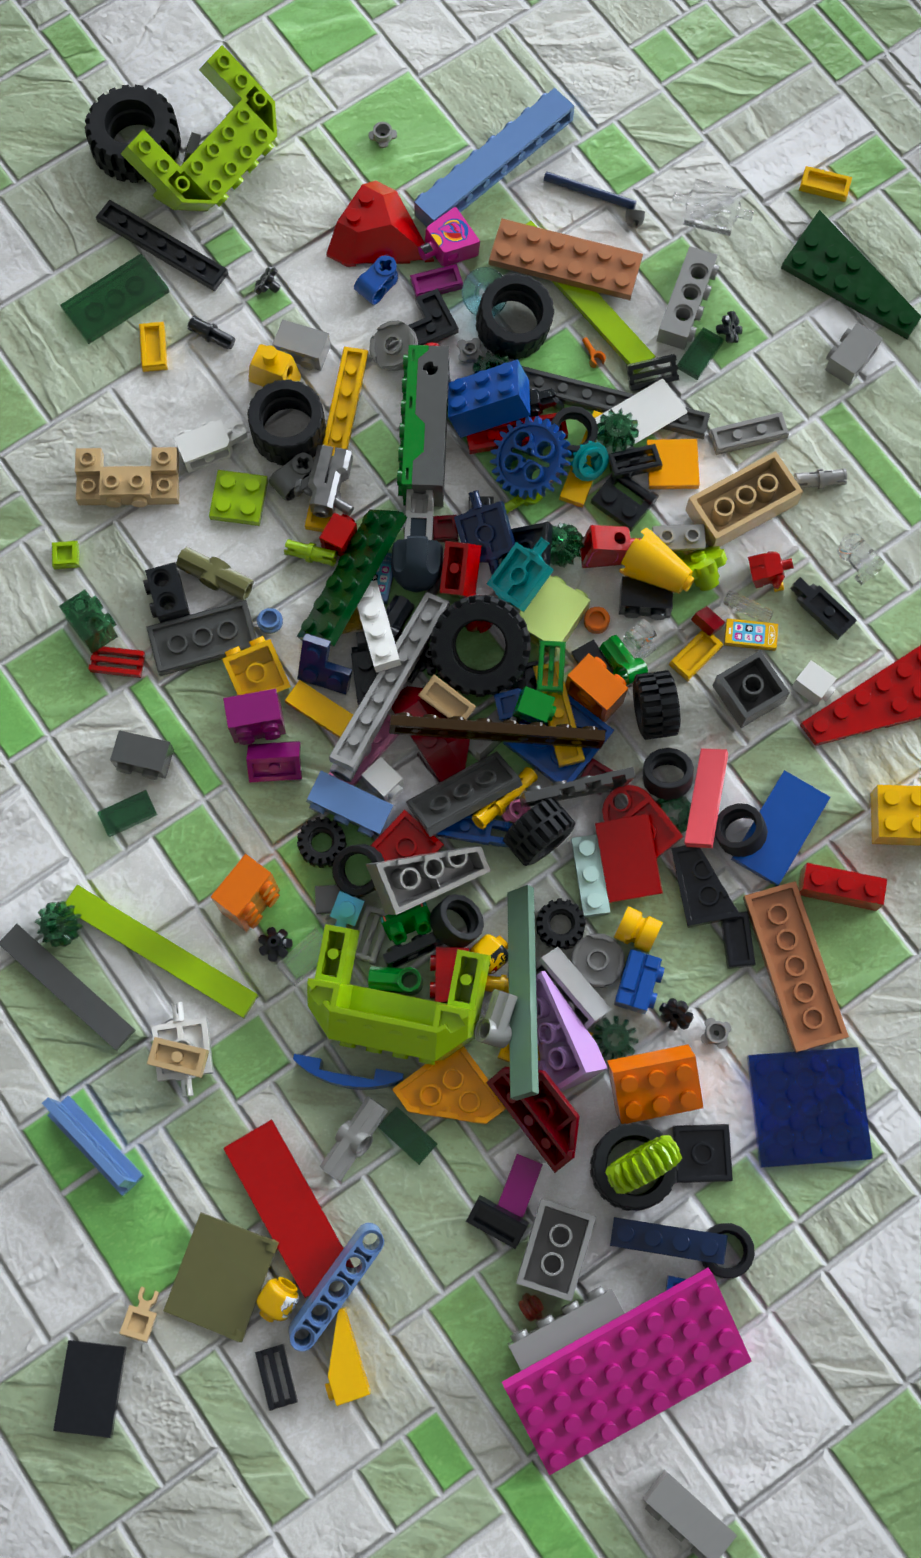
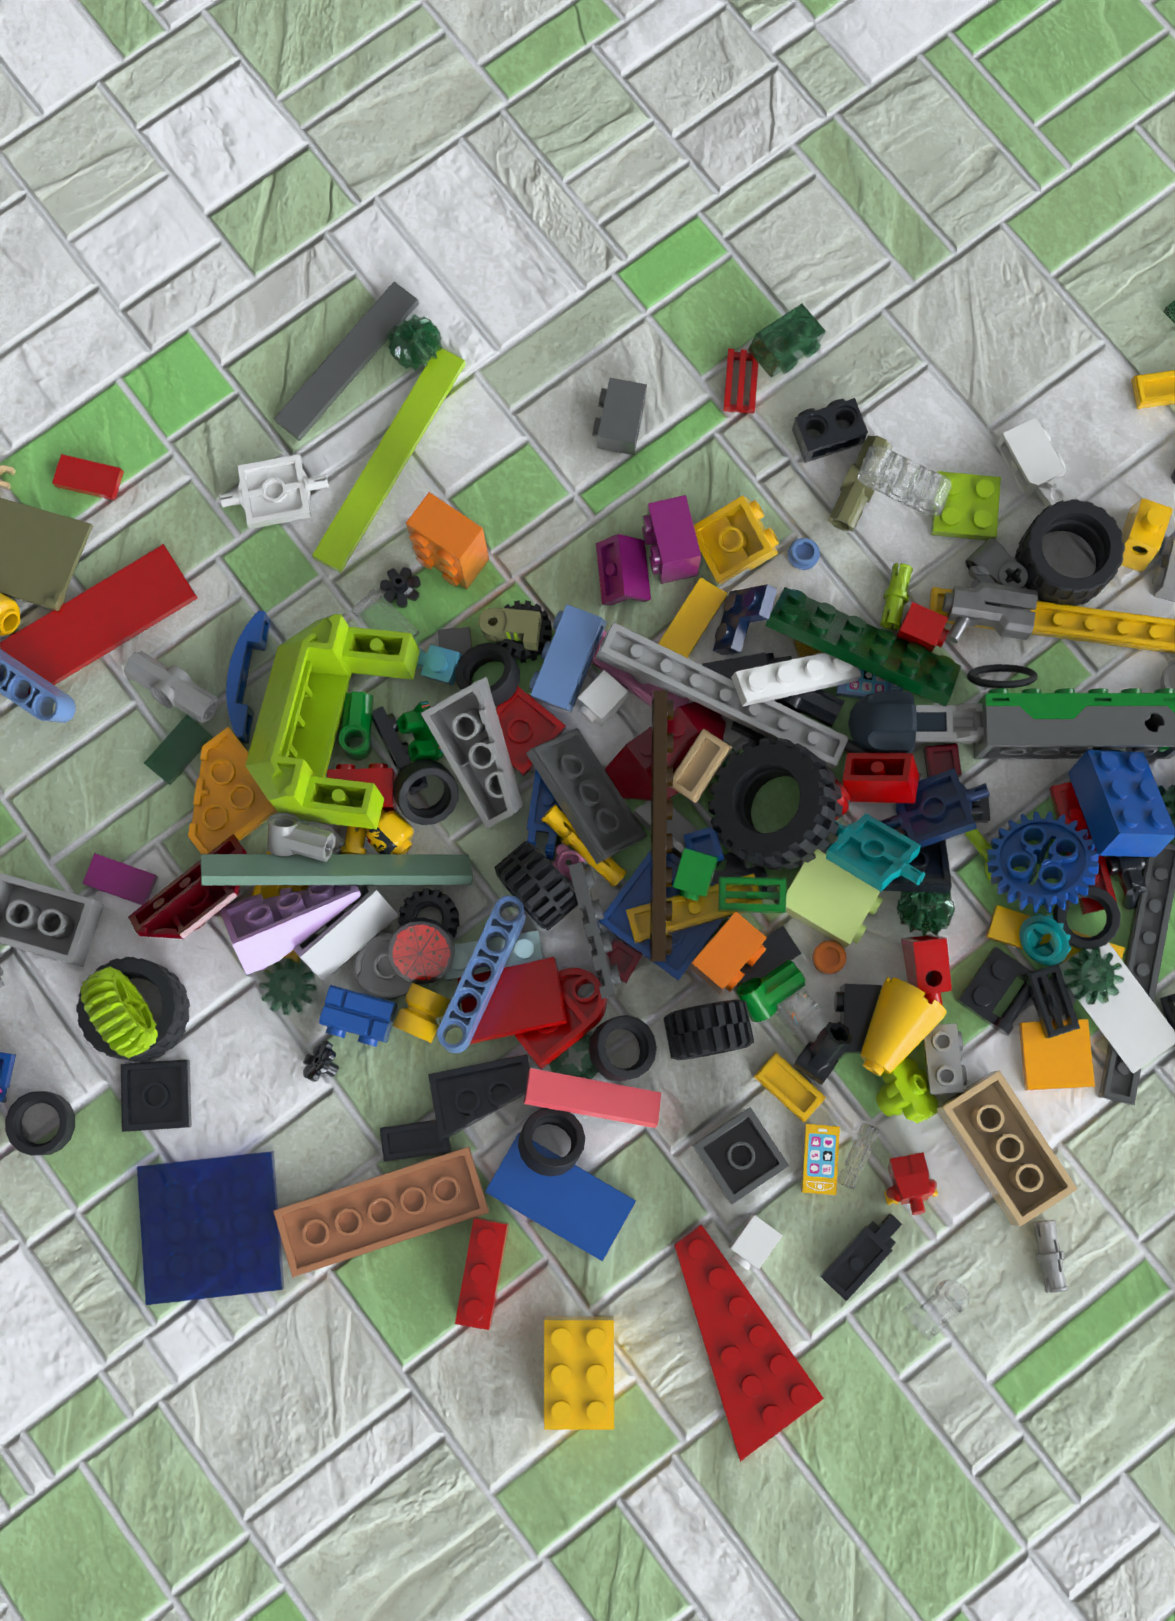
camera: 90 degrees right, 5 degrees up
(65, 555) = (875, 310): lime tile -> none
(94, 1144) = (167, 408): medium blue fence -> none
(127, 484) = (970, 371): tan bracket -> none
(127, 813) = (553, 409): clear green tile -> none
(154, 1219) = (88, 477): none -> red tile
(178, 1057) = (259, 483): tan plate -> none
(200, 637) = (778, 475): dark grey tile -> none
(219, 536) = (904, 480): none -> clear beam
(320, 844) = (511, 624): none -> olive leg
(363, 956) = (402, 705): light grey tile -> none
(392, 479) = (1002, 668): none -> black tyre
(497, 1222) = (77, 854): black tile -> none
(589, 926) = (421, 951): none -> tile
(601, 866) = (482, 957): none -> medium blue beam
(655, 1084) = (229, 1033): orange brick -> none
(669, 1240) = (48, 1054): dark blue plate -> none
(675, 627) = (822, 1055): none -> black piece
(708, 621) = (834, 1101): dark red tile -> none
(722, 1028) = (294, 1103): light grey plate -> none
(748, 433) = (1110, 1159): light grey tile -> none

